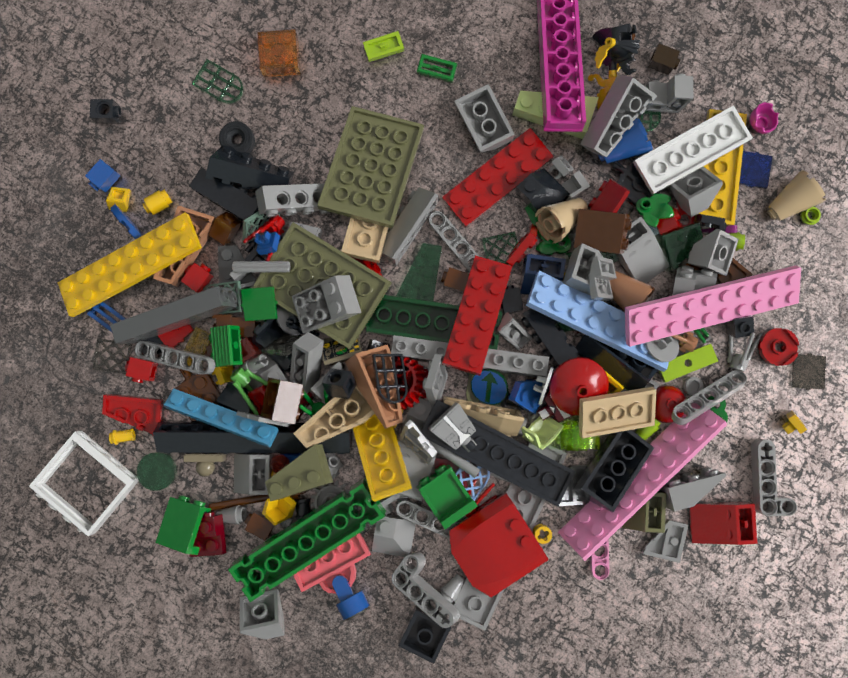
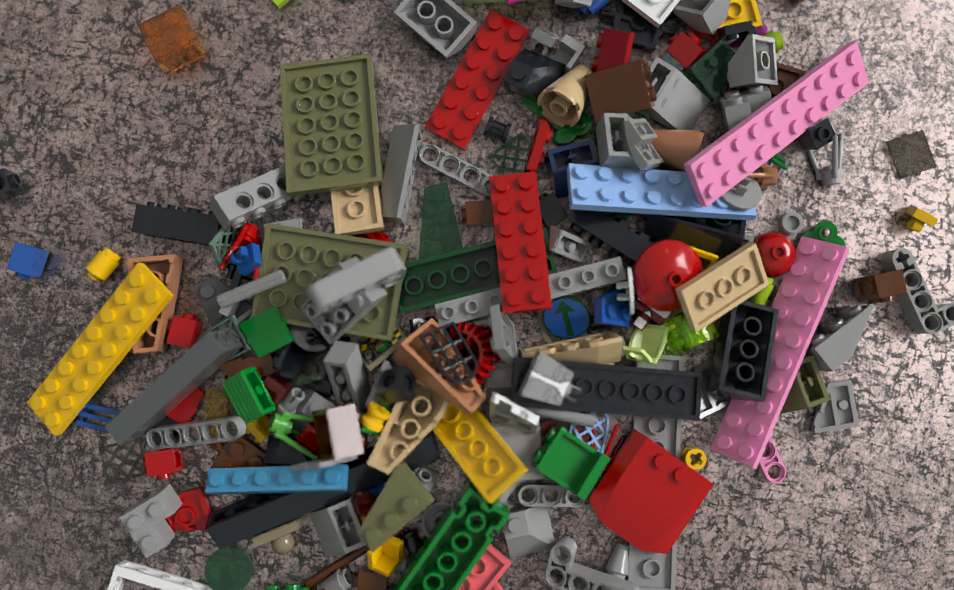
camera: 25 degrees left, 0 degrees up
(112, 407) = (147, 520): none -> light grey brick
(116, 437) = (175, 545): yellow pin -> none
(120, 197) = (57, 279): yellow slope -> none
(125, 220) = (75, 300): blue tile -> none
(216, 76) = (111, 94): clear green window -> none
(225, 228) = (192, 262): reddish brown brick -> none
(237, 128) = (159, 144): black tyre -> none
(245, 169) = (187, 186): black wedge -> none
(314, 401) = (375, 417): none -> yellow wheel
(349, 292) = (357, 279): none -> light grey beam
(490, 219) = (498, 125): none -> black bush
(657, 208) = (671, 41): green plate -> none
(697, 359) = (783, 192): lime tile -> none
(705, 404) = (815, 236): light grey beam -> none
(723, 523) = (890, 361): red slope -> none
(739, 463) = (880, 287): none -> reddish brown brick
(789, 346) = (879, 136): red plate -> none

